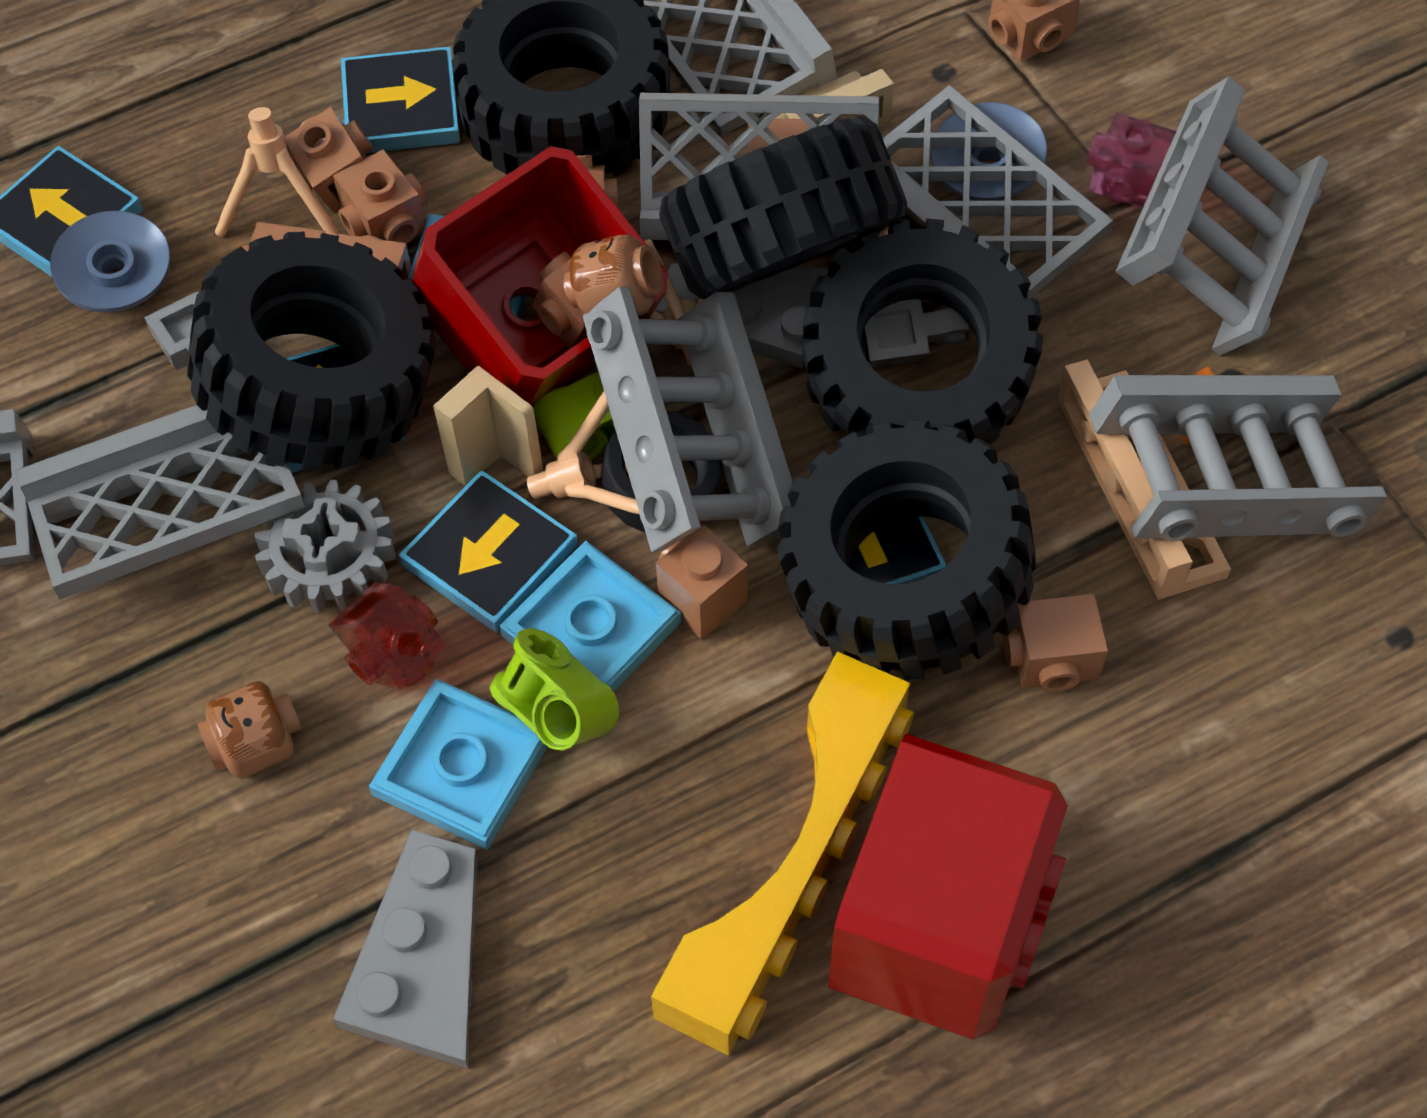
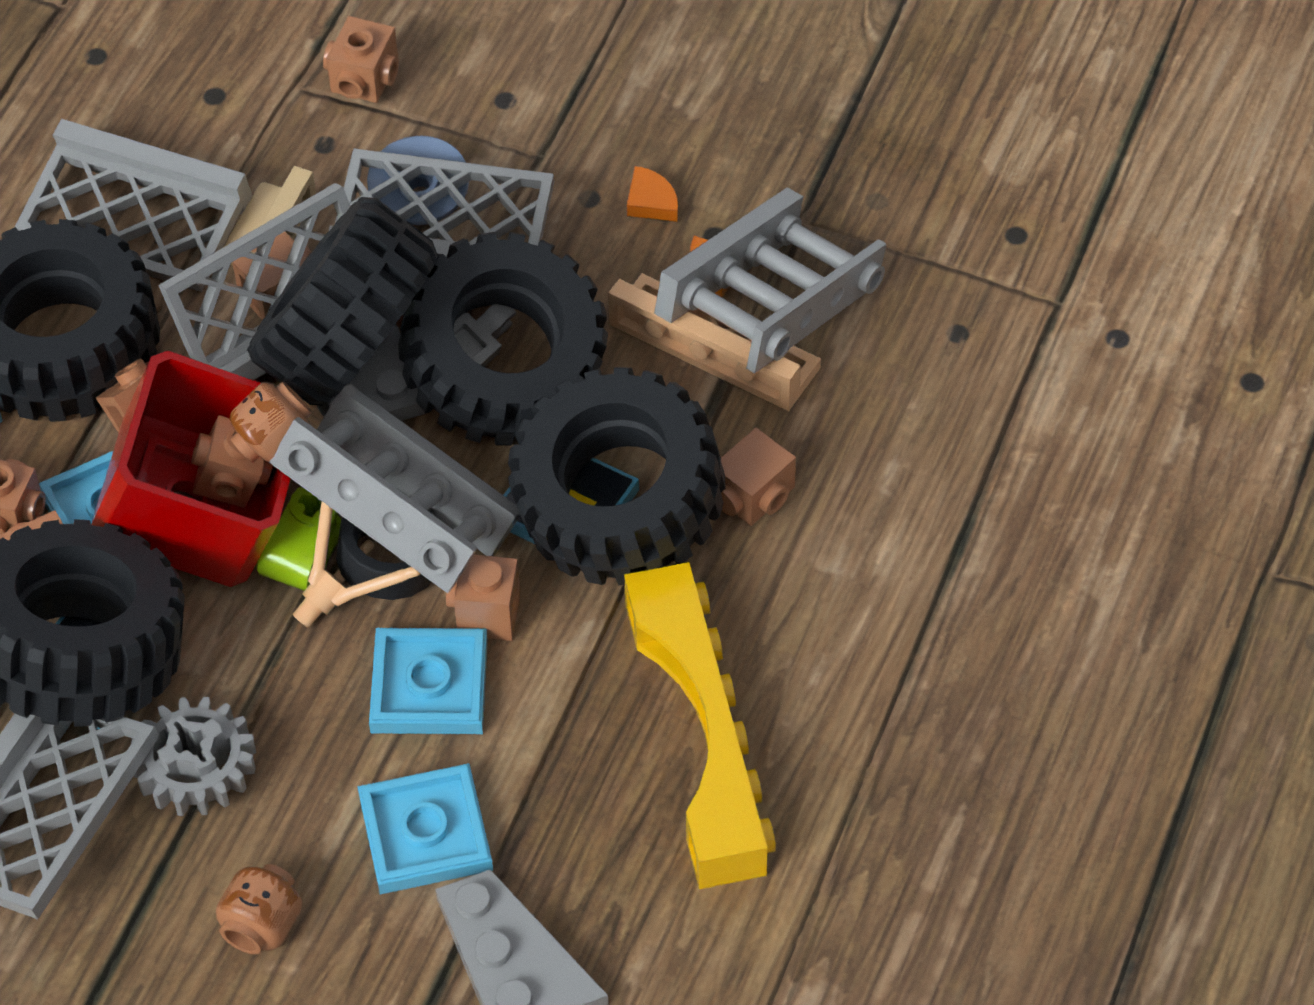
camera: 40 degrees left, 5 degrees down
(388, 636) = (303, 777): clear red brick -> none
(486, 421) = (250, 586): tan panel -> none
(488, 550) = (310, 682): black tile -> none
(554, 692) = (448, 735): lime piece -> none
(949, 889) = (830, 661): red plate -> none
(1128, 158) = (528, 124): clear pink brick -> none
(1176, 207) = (600, 146): light grey fence -> none
(1194, 312) = (651, 196): none -> orange tile

